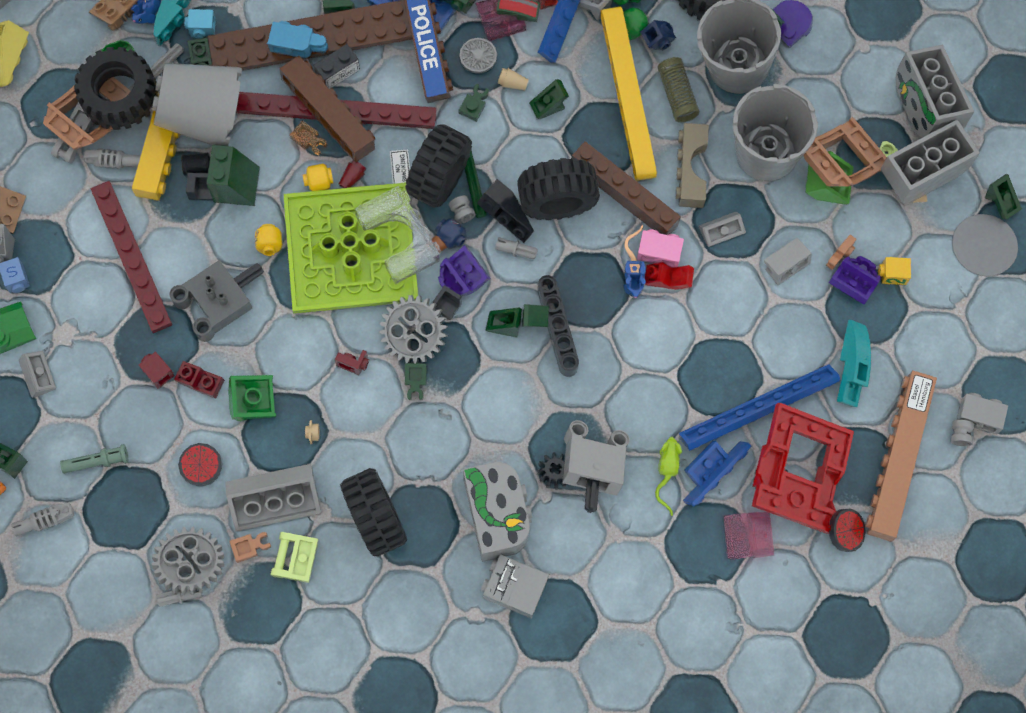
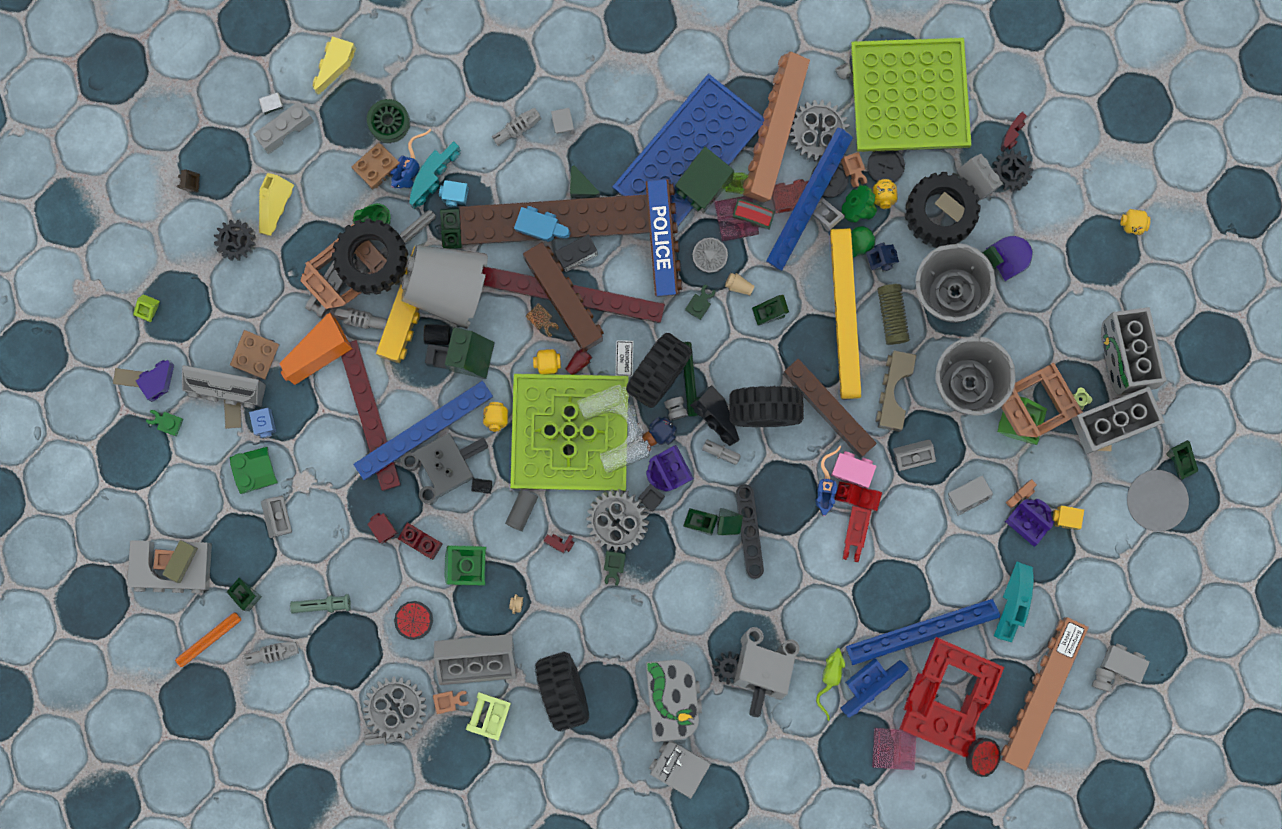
camera: 15 degrees right, 10 degrees up
(65, 195) = (315, 350): none -> orange slope
(190, 263) = (423, 430): none -> blue plate
(261, 312) = (481, 484): none -> black piece
(307, 332) = (521, 510): none -> dark grey pin
(673, 312) = (856, 531): none -> red hinge

